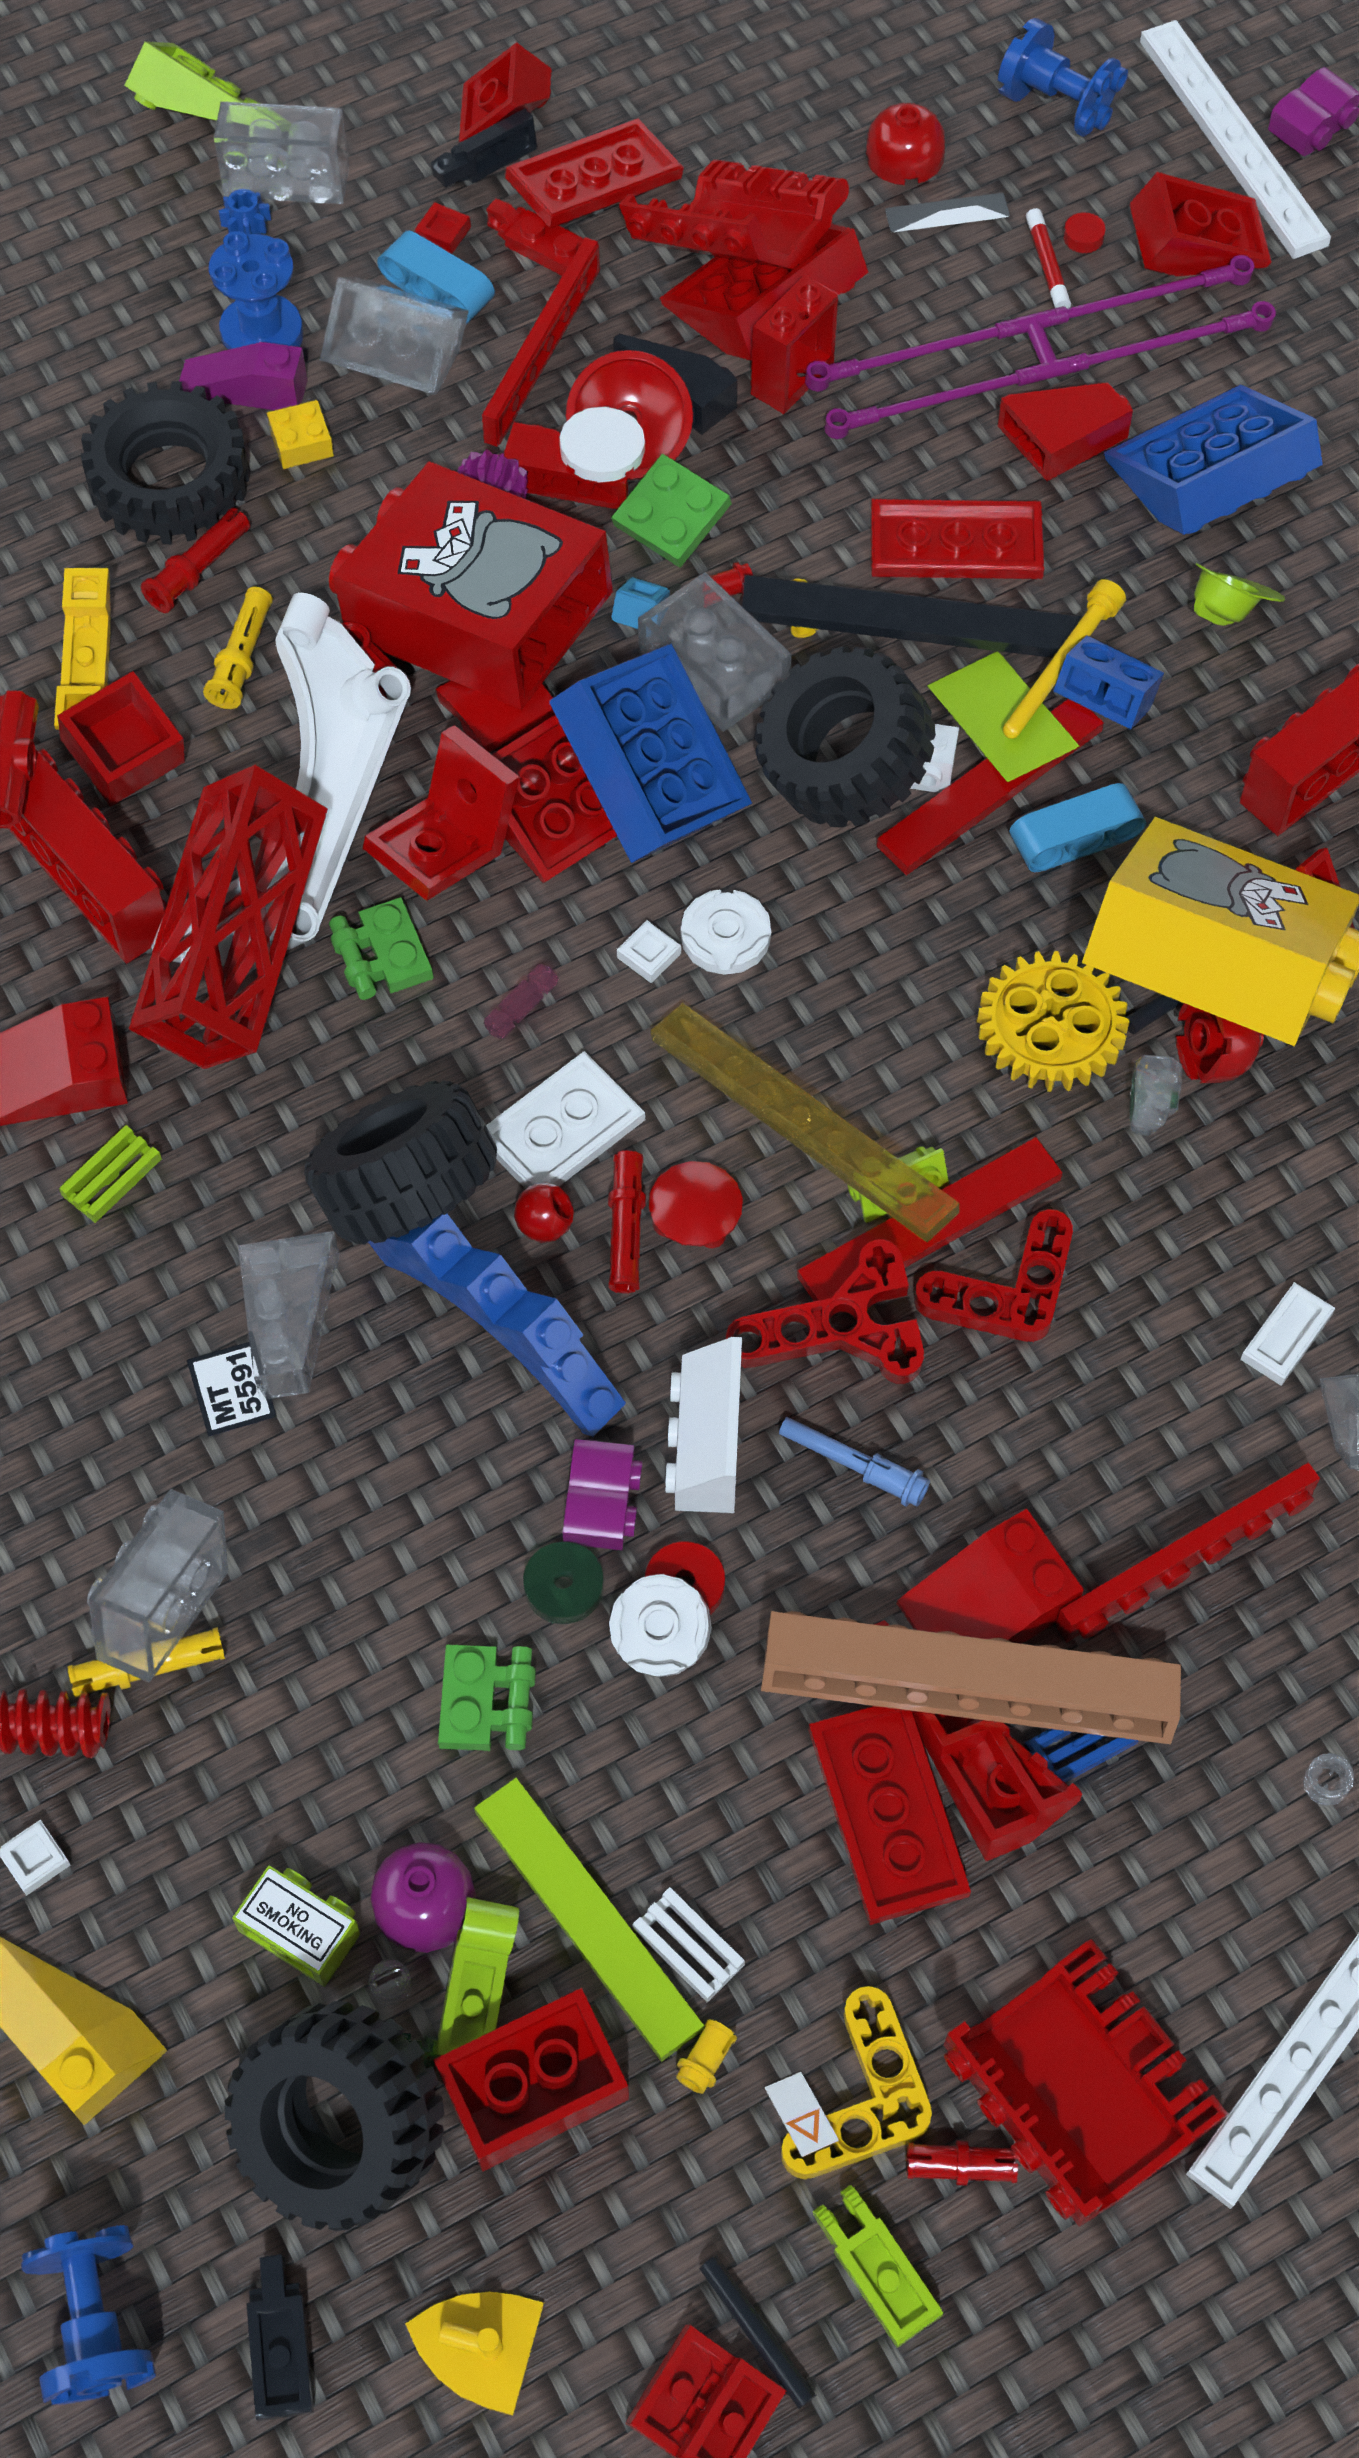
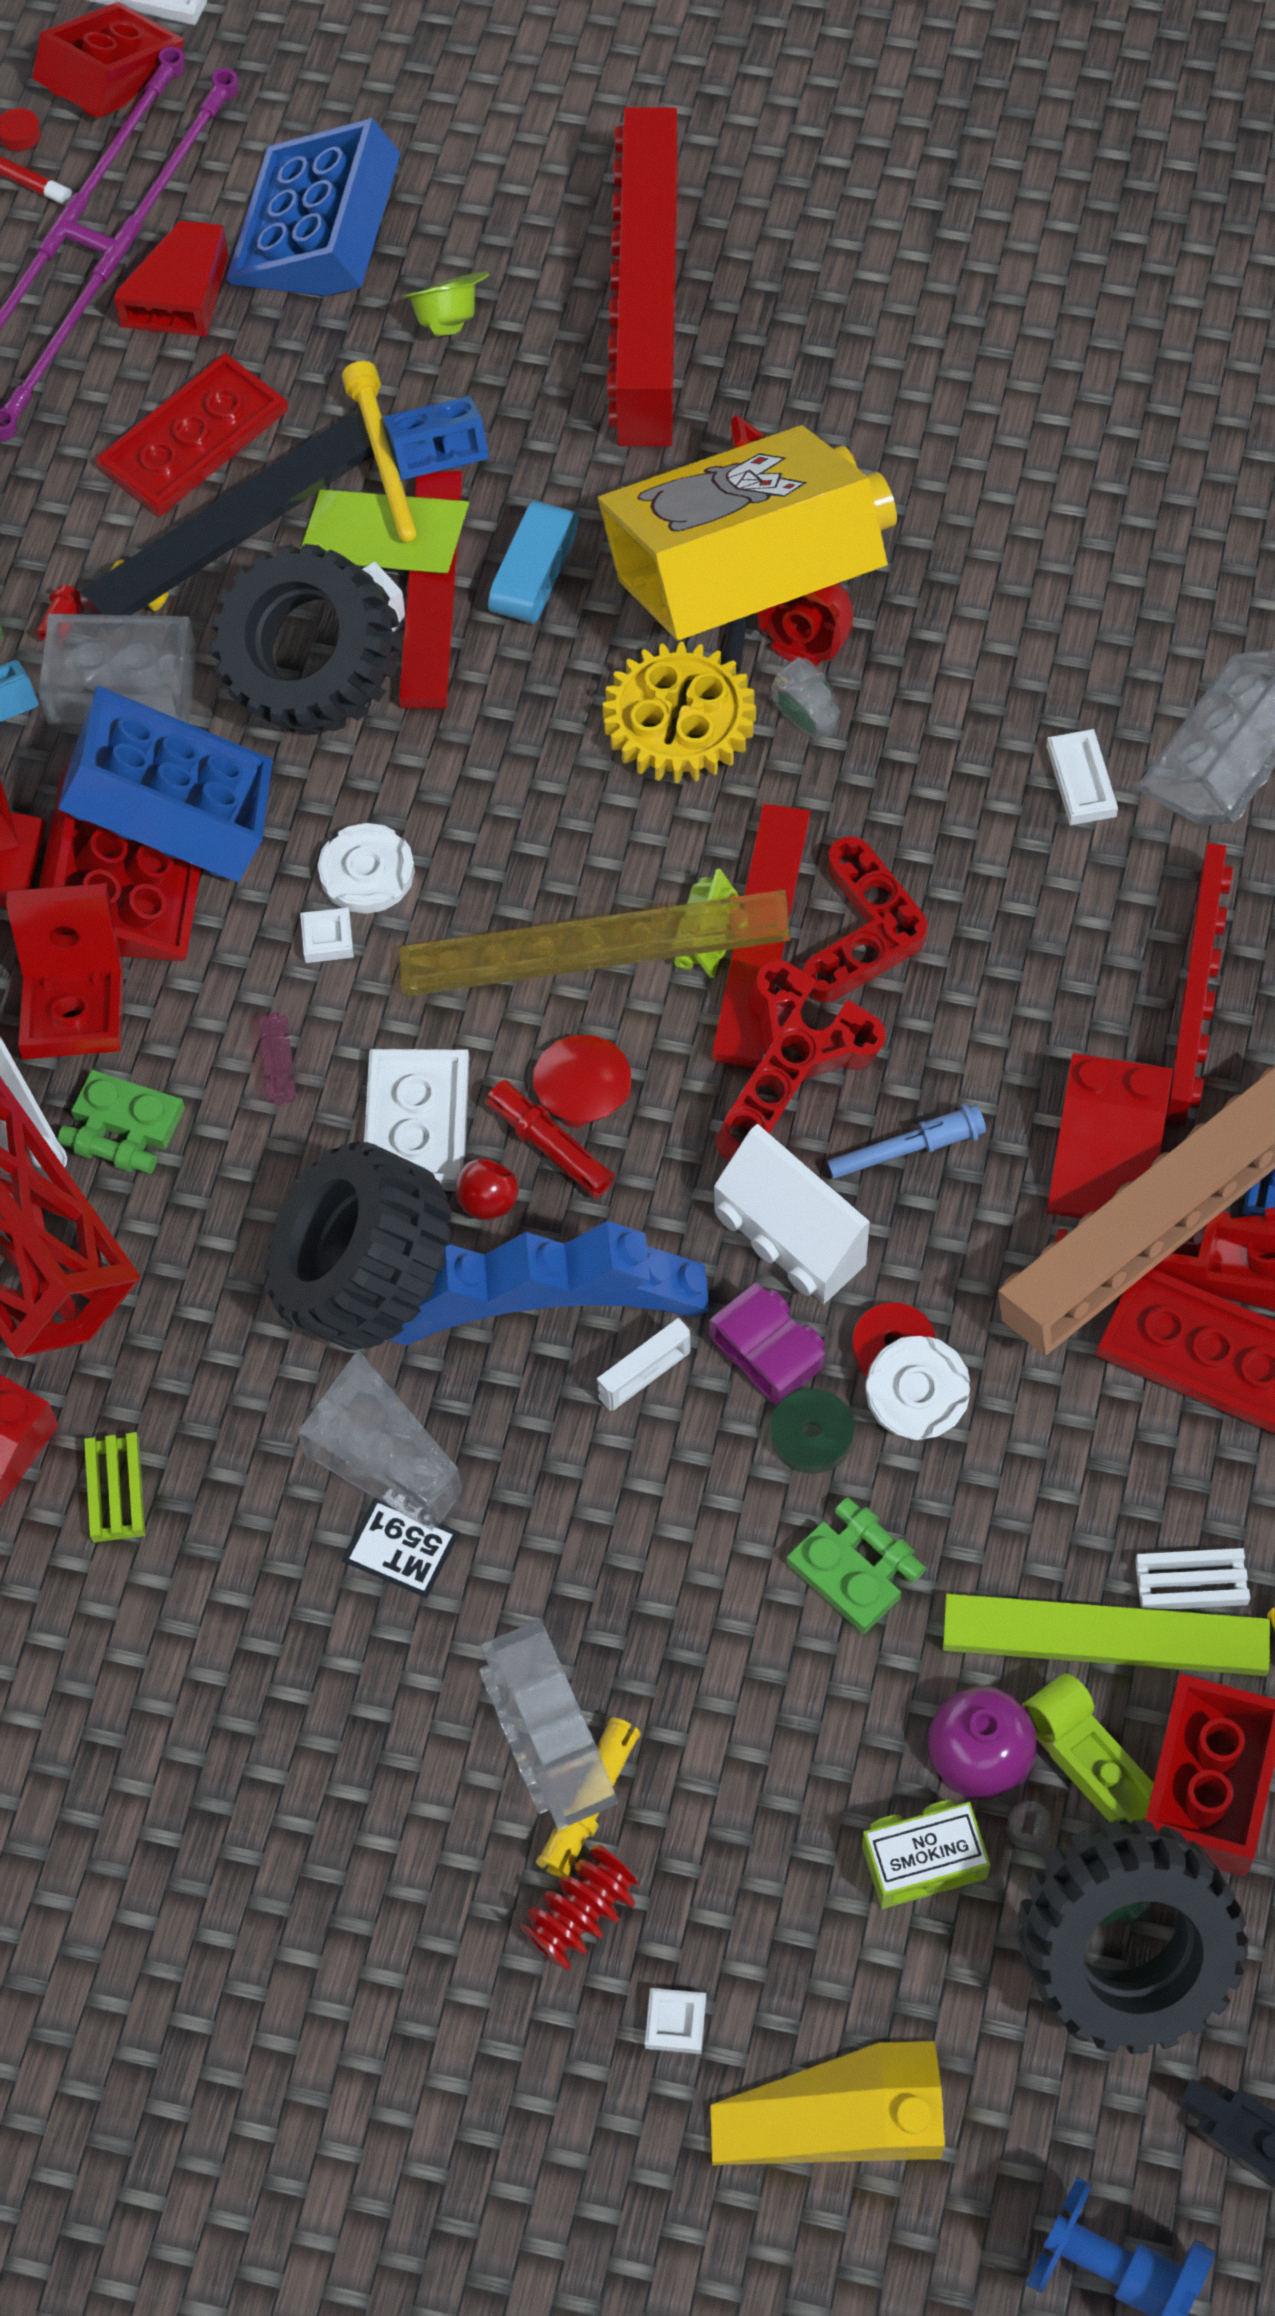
camera: 45 degrees left, 0 degrees up
(506, 1427) = (644, 1365): none -> white tile

